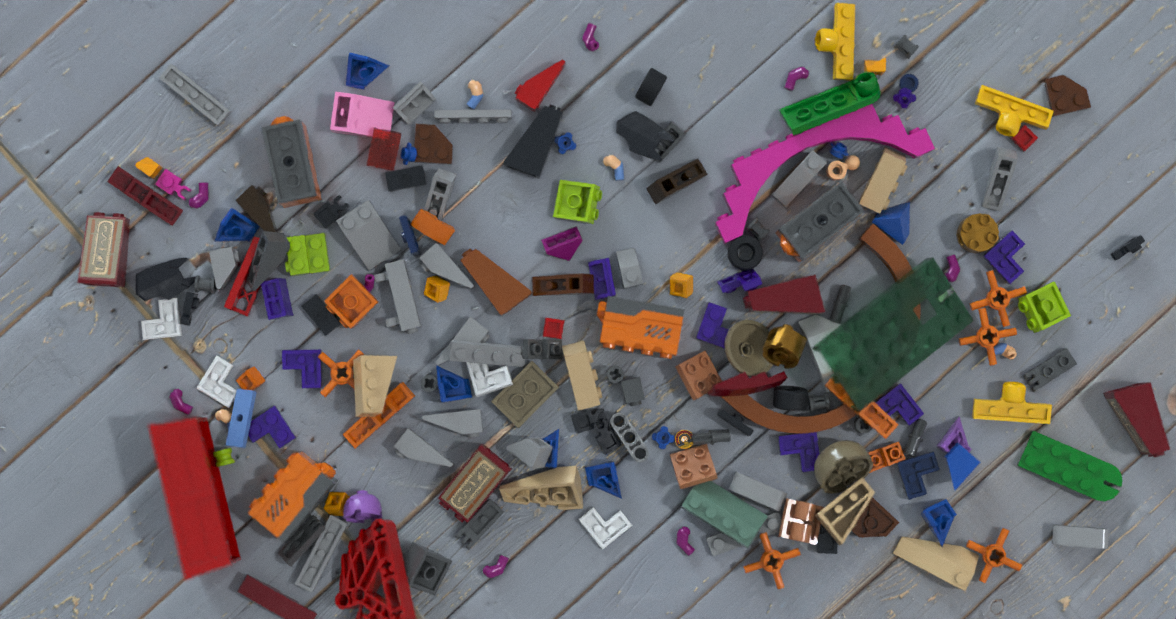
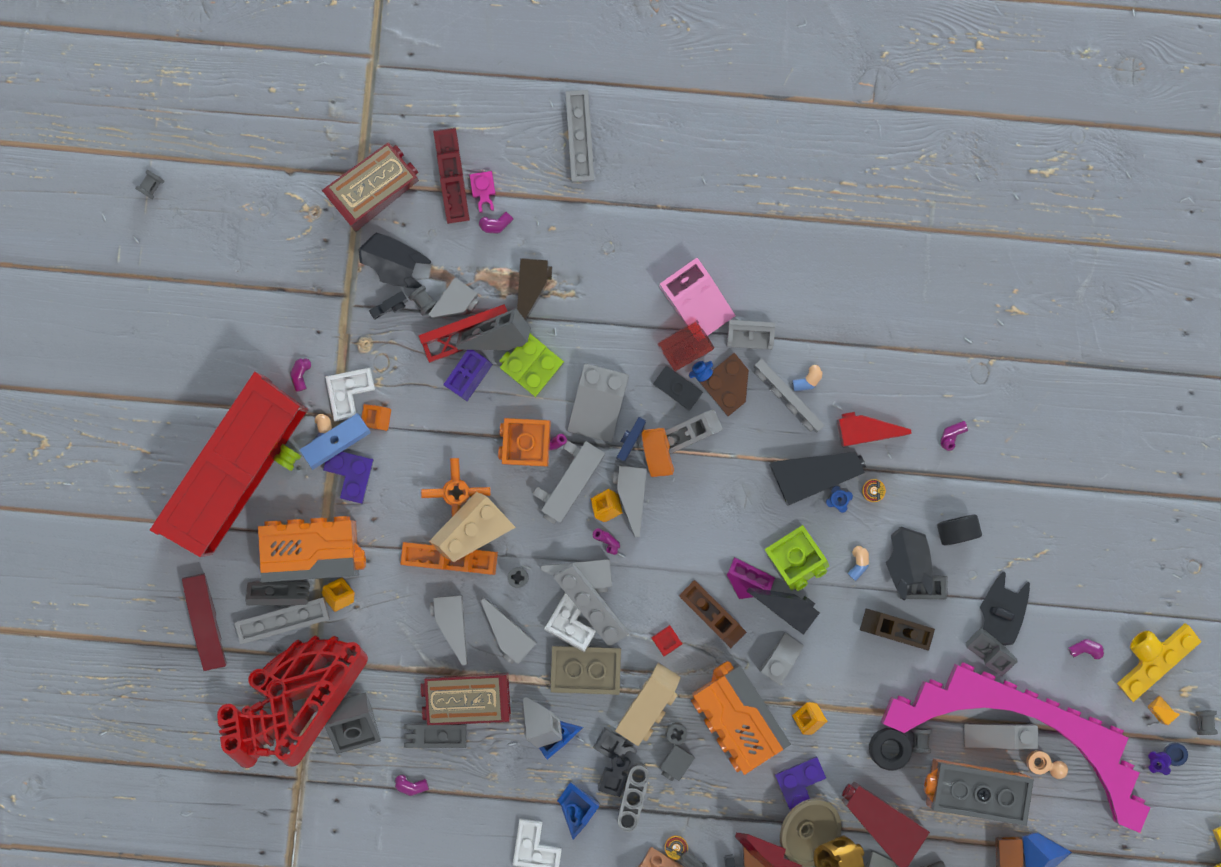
camera: 45 degrees right, 0 degrees up
(149, 167) = (479, 155): light orange slope -> none
(167, 325) = (357, 300): white tile -> none
(236, 227) = (497, 281): blue slope -> none
(291, 162) = (599, 276): dark grey piece -> none
(308, 362) = (437, 455): dark purple plate -> none
(320, 315) = (489, 425): black plate -> none
(328, 213) = (583, 349): black plate -> none
(362, 507) = (355, 620): medium lavender cylinder -> none
(363, 70) = (737, 262): blue slope -> none
(452, 386) = (534, 599): blue slope -> none
(458, 306) = (607, 538): none -> magenta arm
(497, 284) = (659, 554): dark orange slope -> none
(542, 349) = (639, 648): dark grey slope -> none
(552, 487) = (526, 770): tan wedge -> none
(579, 117) = (873, 490): none -> tile
(602, 278) = (751, 644): dark purple hinge -> none
(606, 233) = (791, 608): none -> black slope
(668, 437) = (664, 832): blue plate -> none
(698, 375) = (744, 809): nougat plate -> none
(727, 108) = (1004, 611): none -> black shield
(743, 136) = (992, 651): none -> dark grey slope
(747, 279) = (869, 773): dark purple plate -> none
(832, 103) = (1094, 703): green plate -> none
(838, 150) = (1058, 747): blue plate -> none
(883, 180) = (1069, 813): tan wedge -> none

